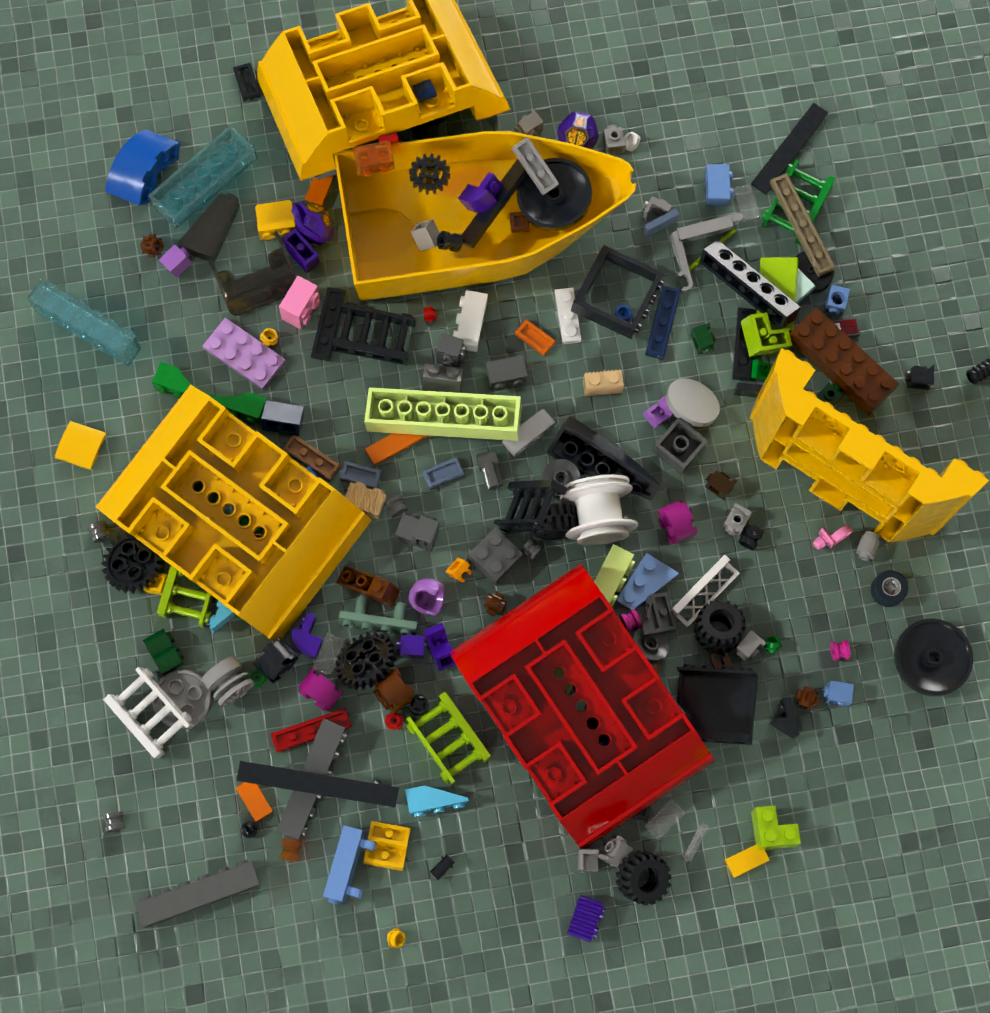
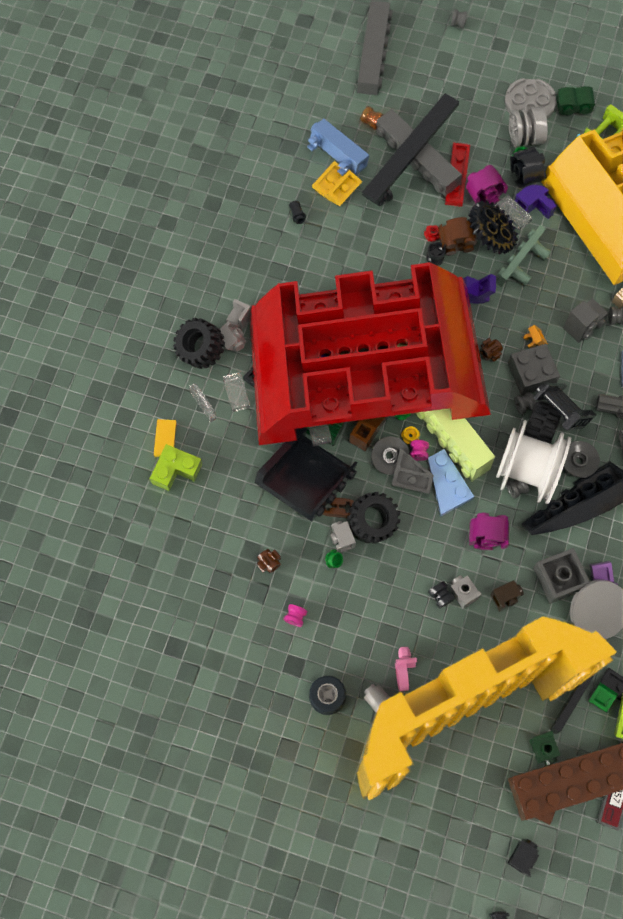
camera: 125 degrees right, 5 degrees down
(129, 717) = (527, 58): white fence -> none
(253, 828) = (403, 100): black hinge -> none
(254, 800) = (416, 113): orange tile -> none
(368, 586) = (555, 263): reddish brown slope -> none
(396, 938) = (259, 156): yellow plate -> none
(411, 646) = (488, 266): dark purple brick -> none
(426, 799) = (356, 226): medium azure slope -> none
(427, 596) = (524, 299): medium lavender piece -> none
(467, 736) = (385, 246): lime fence -> none
(585, 919) = (195, 291): dark purple brick -> none
(700, 585) = (420, 526): white fence -> none
(787, 724) = (256, 533): black slope -> none
(838, 693) = (258, 591): medium blue brick -> none
(933, 657) = (241, 695): black dish -> none

